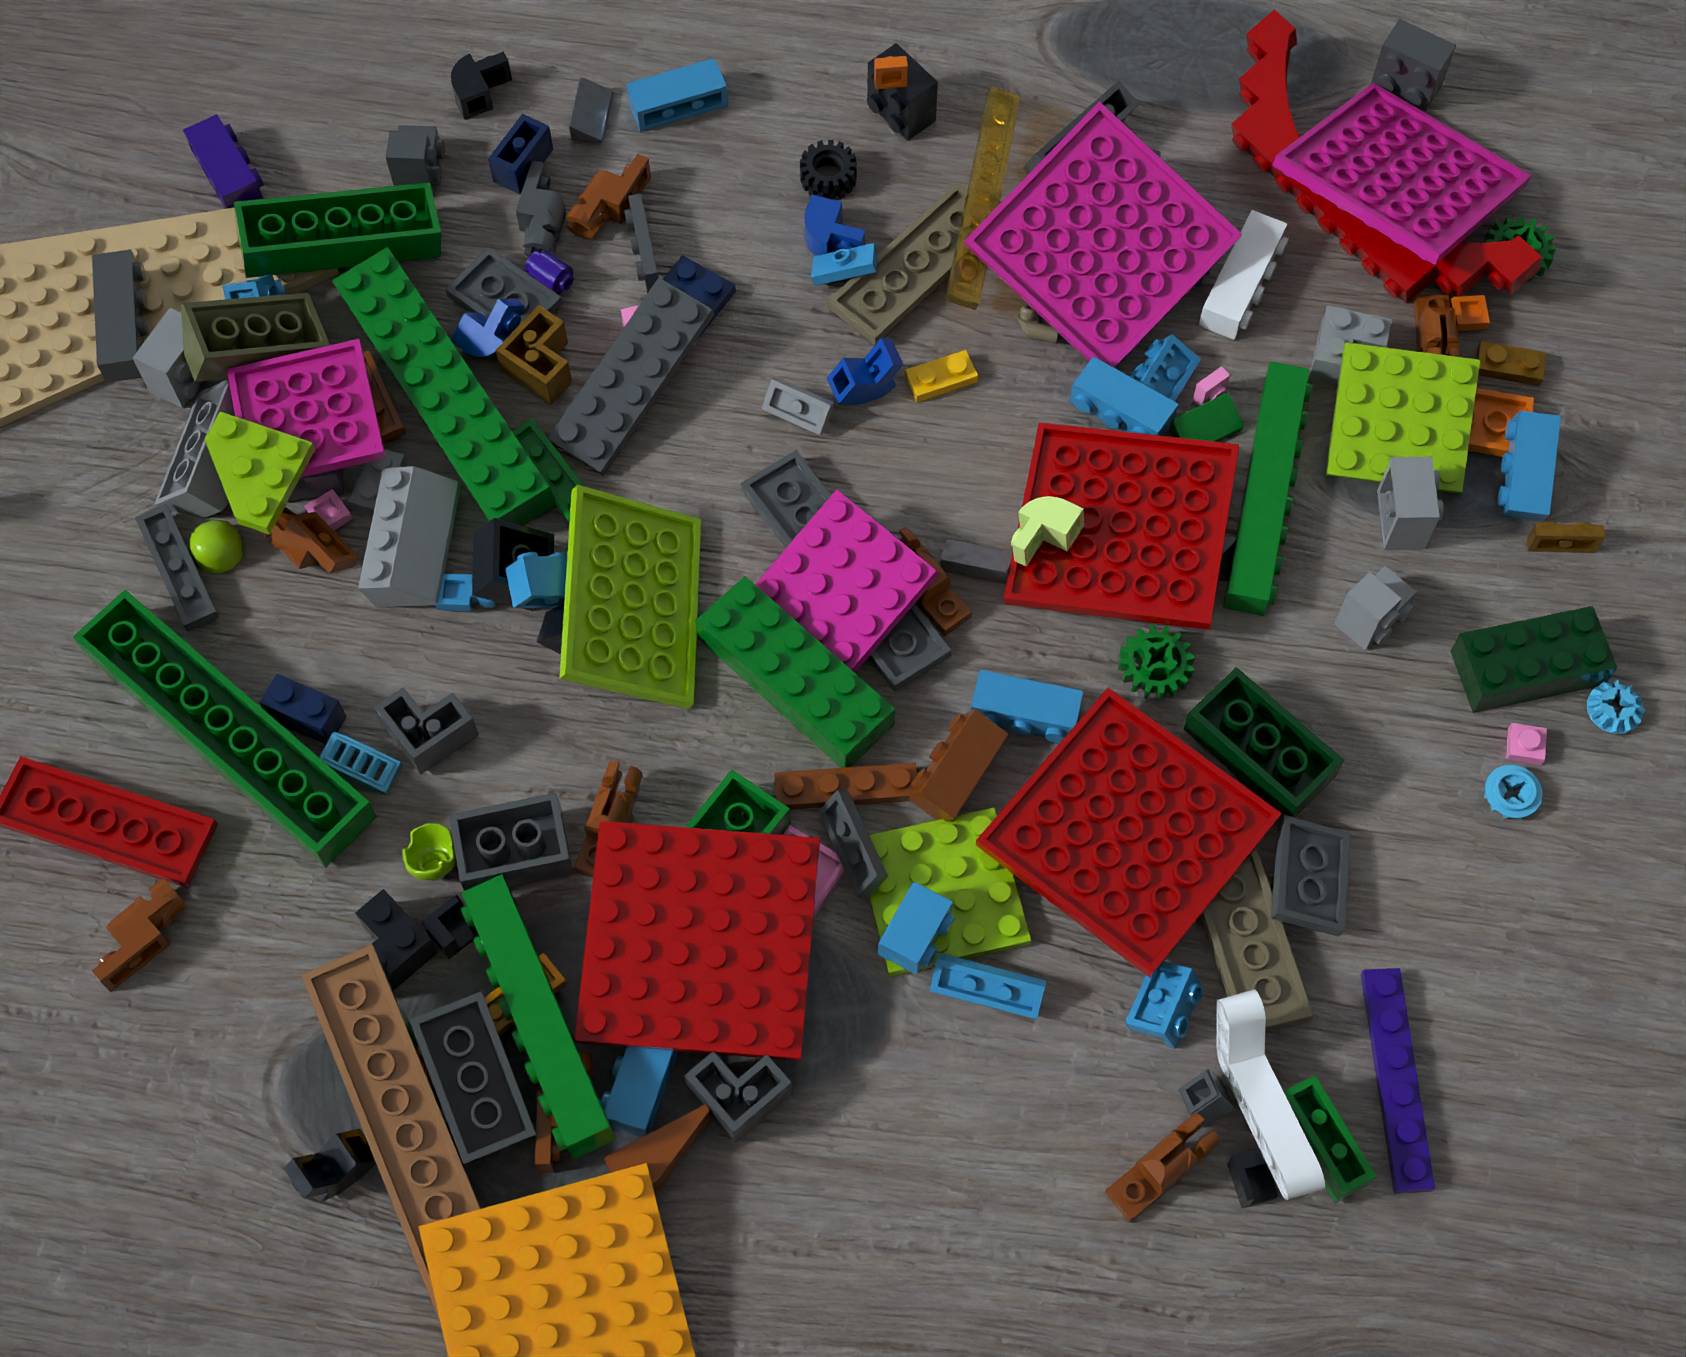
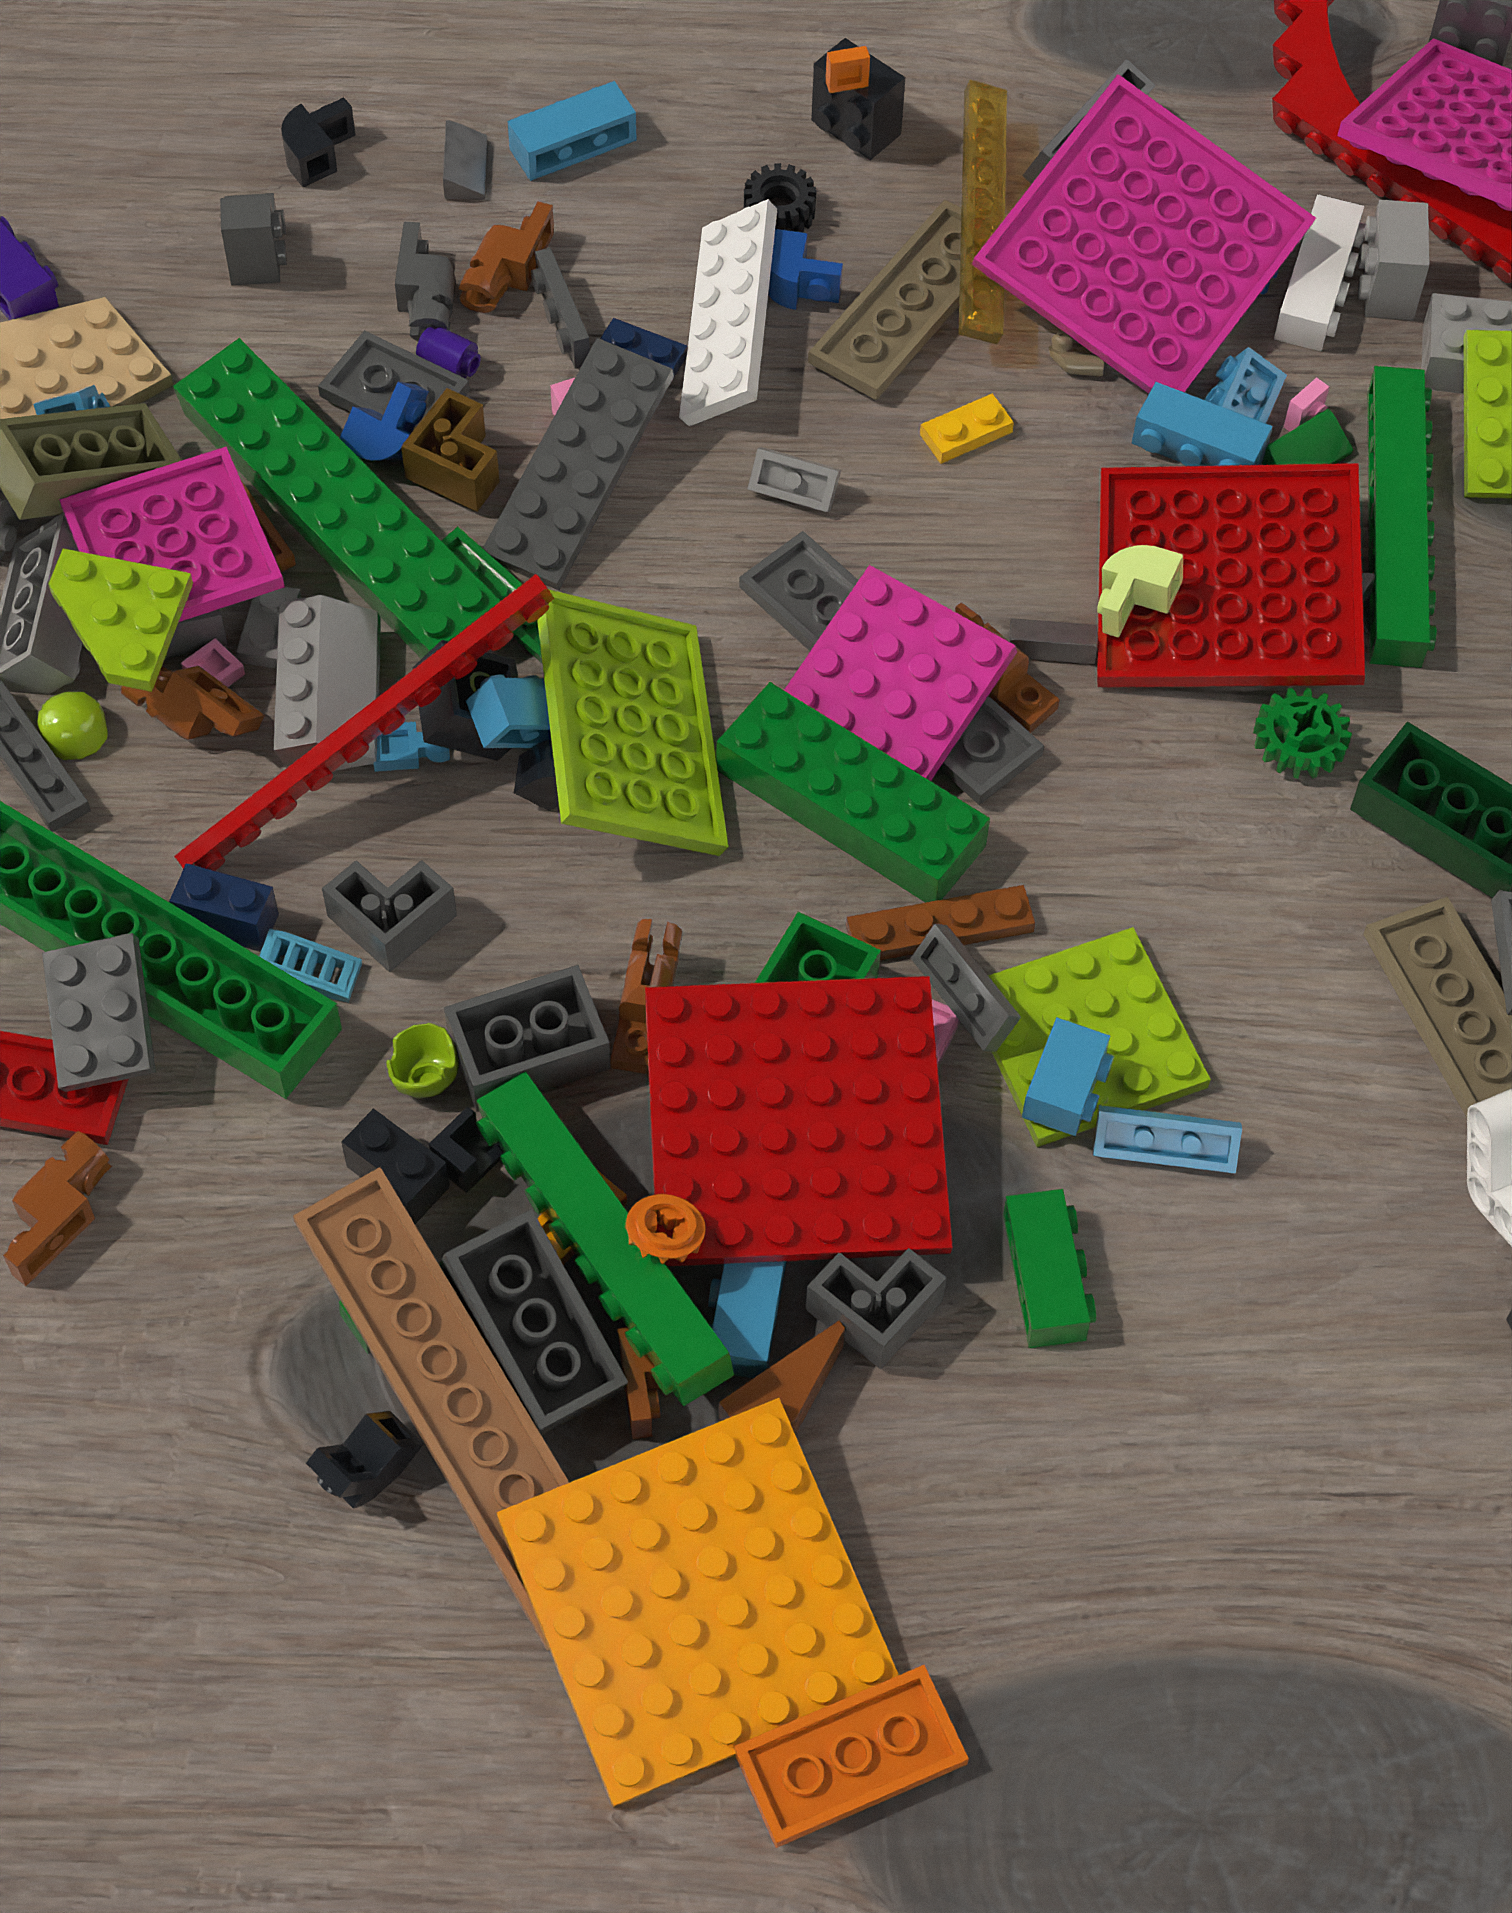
camera: 10 degrees left, 5 degrees down
(191, 787) = (98, 1012): none -> dark grey plate
(336, 229) = (167, 324): green brick -> none
(435, 576) = (379, 717): none -> red plate
(524, 143) = (380, 217): dark blue brick -> none
(589, 1007) = (671, 1213): none -> orange gear
(770, 262) = (728, 313): none -> white plate
(844, 264) = (822, 307): dark azure plate -> none
(867, 378) = (875, 439): blue brick -> none
(877, 1079) = (1048, 1268): none -> green brick
(957, 765) = (1078, 880): dark orange brick -> none
(1027, 705) = (1150, 802): dark azure brick -> none
(1128, 831) = (1309, 932): red plate -> none
(1160, 1168) = (1427, 1330): dark orange plate -> none
(1166, 1003) = (1393, 1132): dark azure bracket -> none
(1207, 1097) = (1466, 1242): dark grey slope -> none
(1302, 272) = (1394, 259): none -> light grey brick

